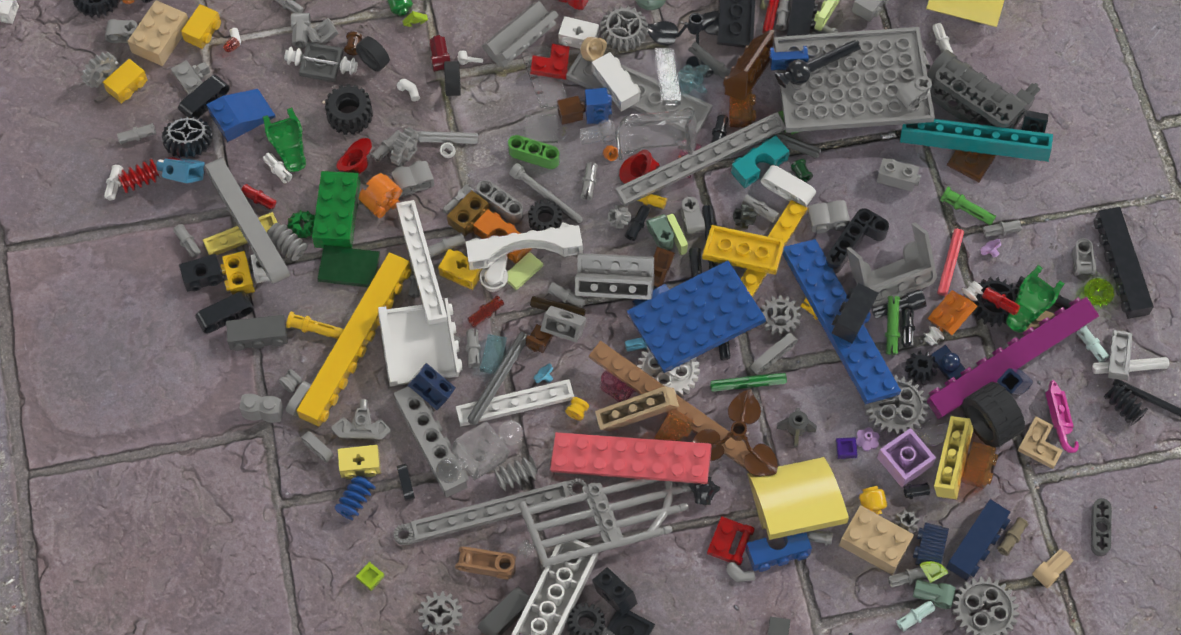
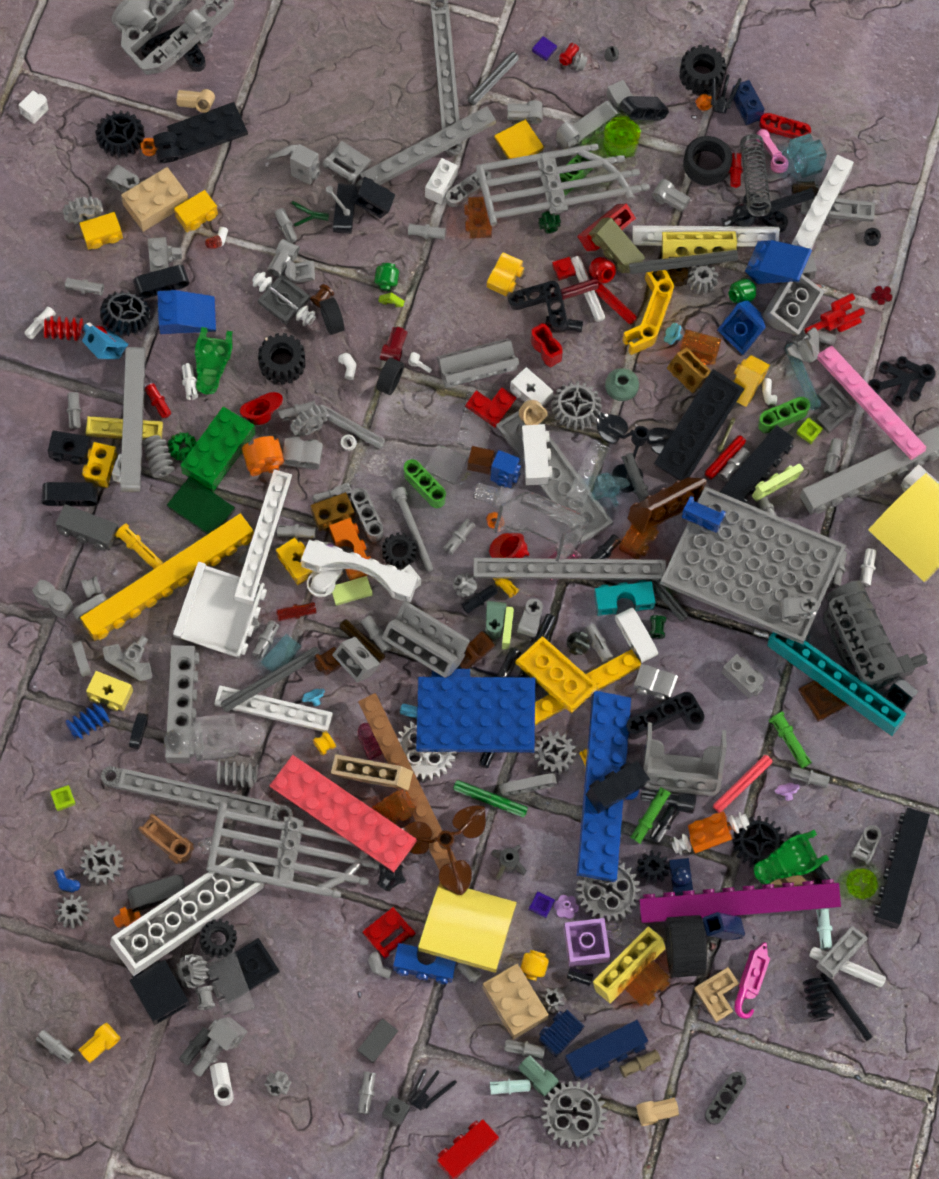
camera: 25 degrees right, 5 degrees up
(431, 386) = (207, 656): dark blue brick -> none
(614, 591) = (259, 924): black brick -> none
(799, 71) = (703, 533): black piece -> none
(933, 570) = (547, 1055): lime tile -> none
(1001, 301) = (758, 845): red axle -> none

